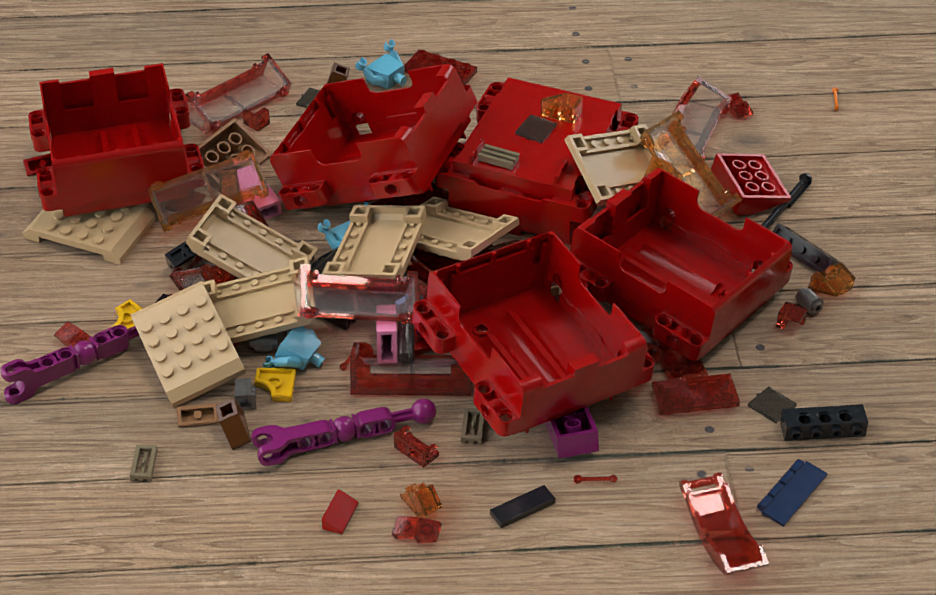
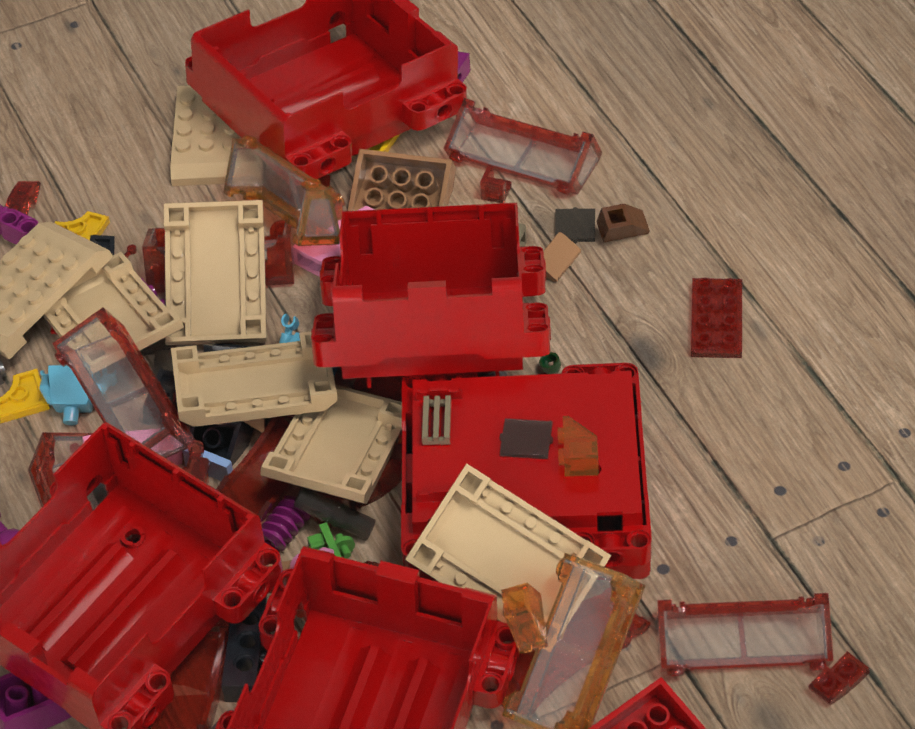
camera: 70 degrees right, 5 degrees up
(386, 70) = (667, 263): medium azure torso -> none

